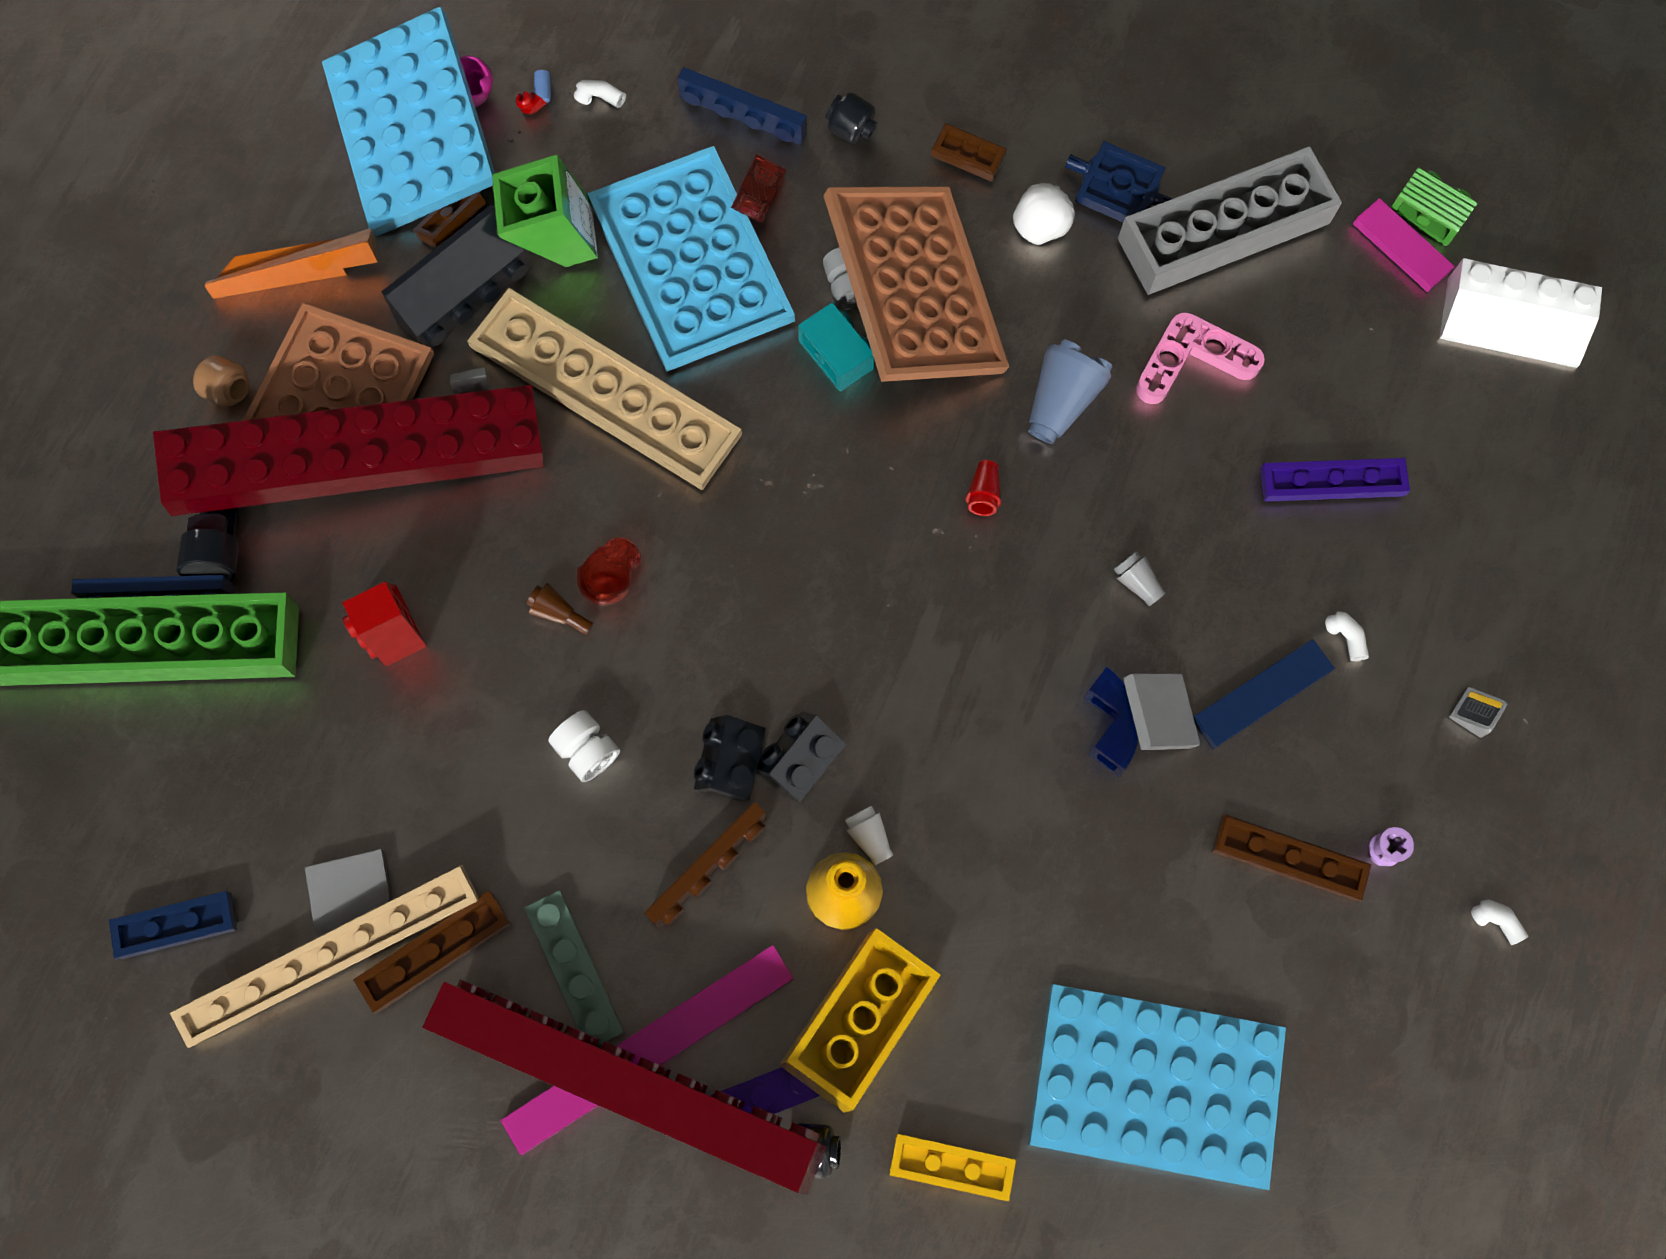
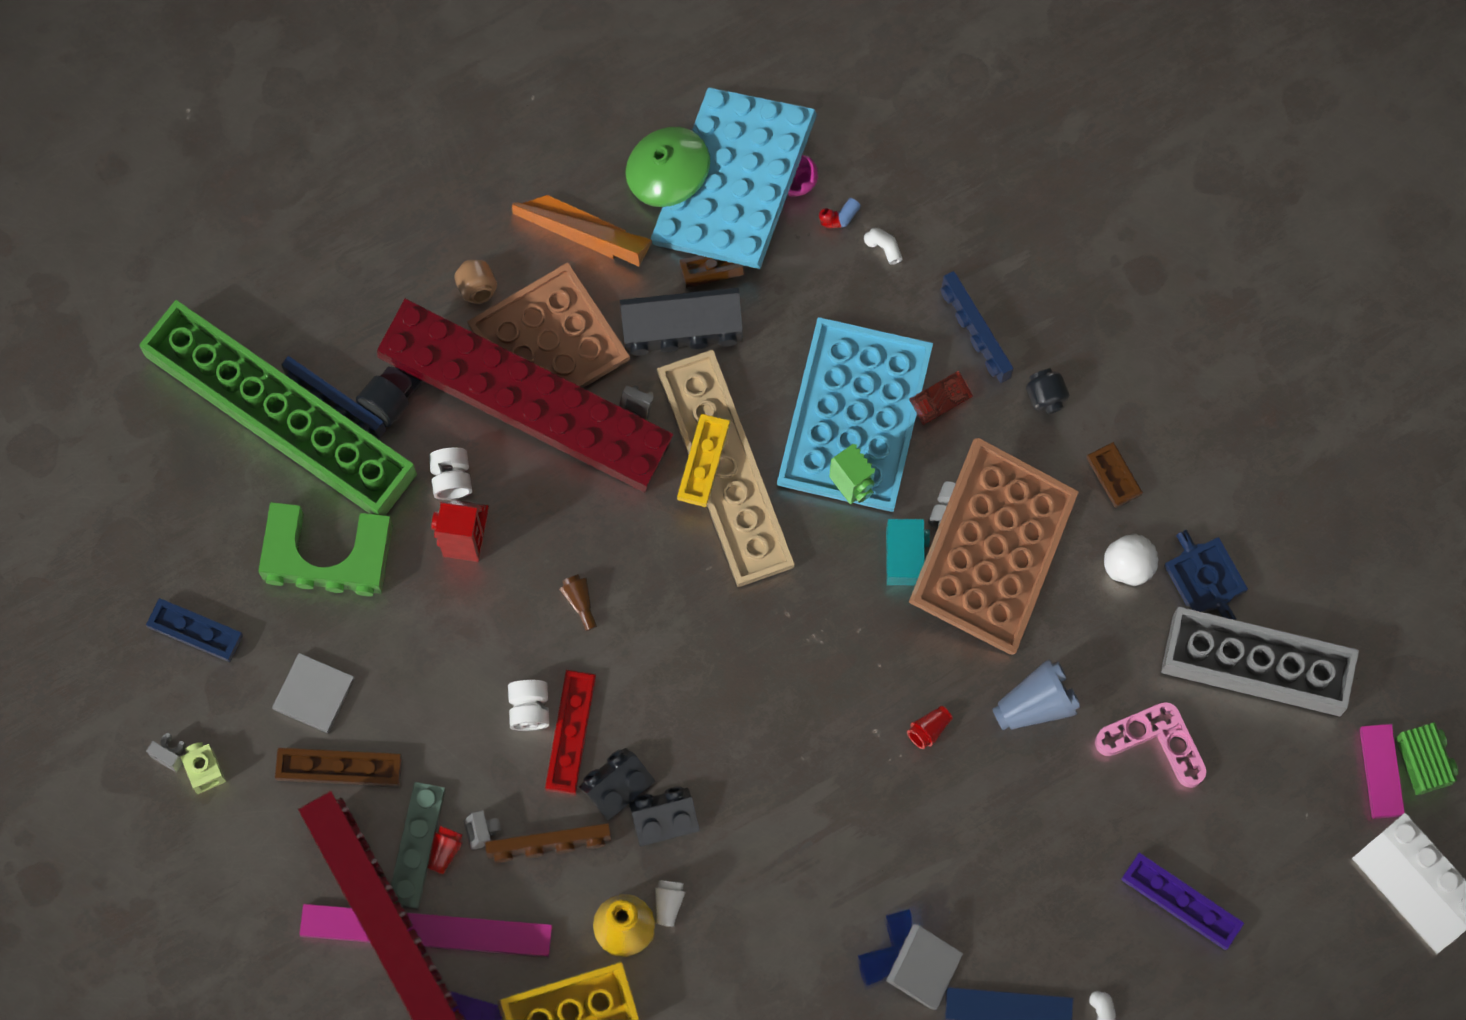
camera: 40 degrees right, 0 degrees up
(235, 1077) = (166, 755): none -> light grey tile
(298, 1065) = (205, 777): none -> yellowish green brick
(308, 740) = (360, 571): none -> bright green arch
(324, 956) = (273, 720): tan plate -> none
(330, 576) = (450, 478): none -> white wheel
(336, 153) = (674, 176): none -> bright green dish
(545, 211) = (773, 316): bright green slope -> none
(579, 391) = (703, 460): none -> yellow plate
(605, 952) = (443, 849): none -> red cone
(607, 572) = (630, 598): clear red hair -> none
(628, 905) = (479, 829): none -> light grey tile
(645, 743) = (570, 732): none -> red tile
(736, 302) = (852, 474): none -> bright green brick
(1139, 578) = (986, 867): light grey cone -> none

